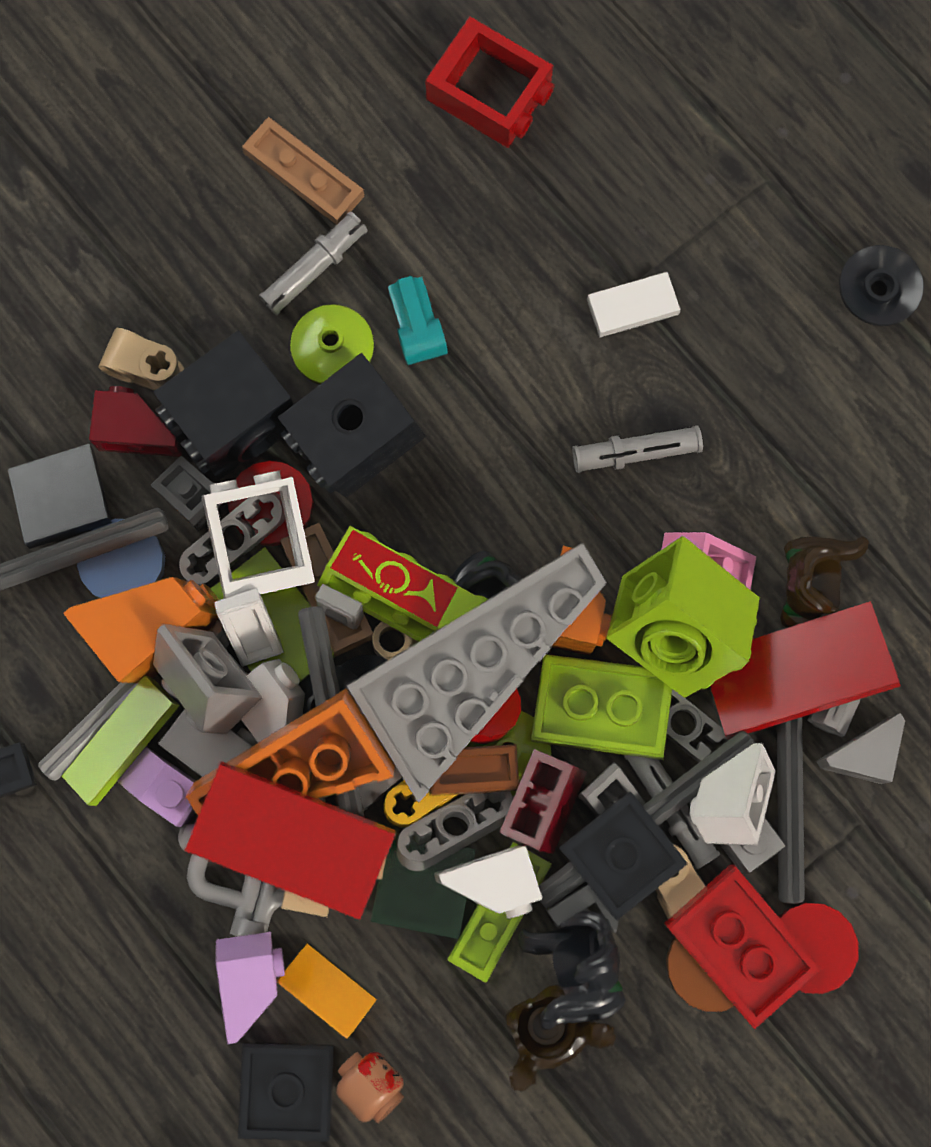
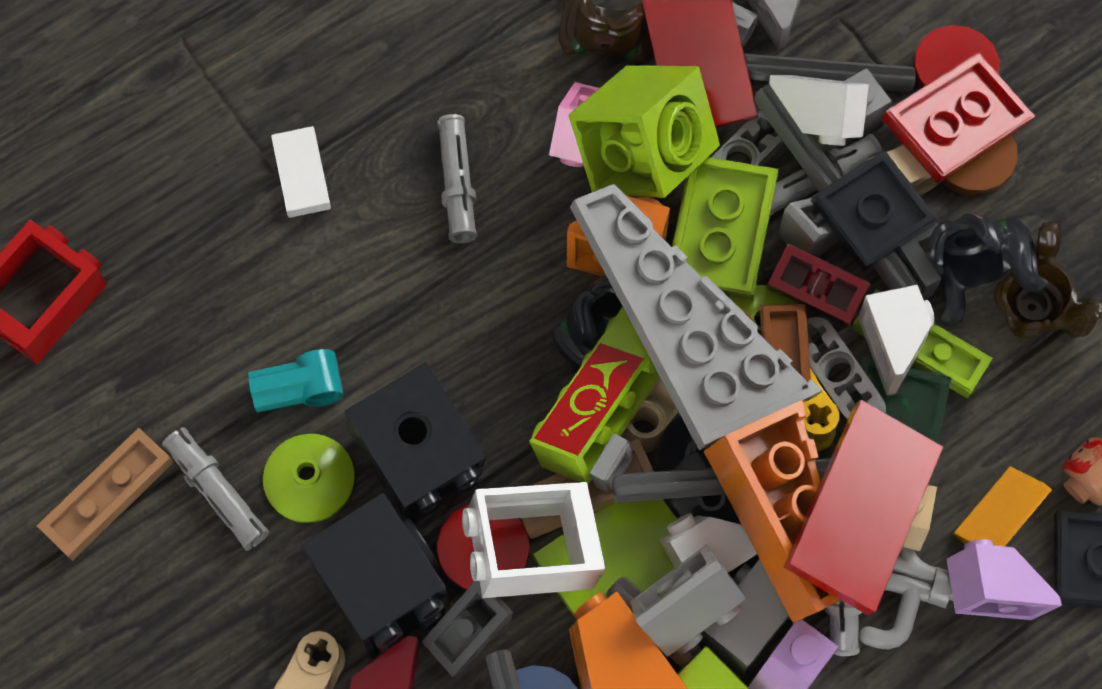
camera: 85 degrees left, 10 degrees down
(249, 627) = (628, 557): white tile -> none
(250, 509) = (551, 607): light grey beam -> none

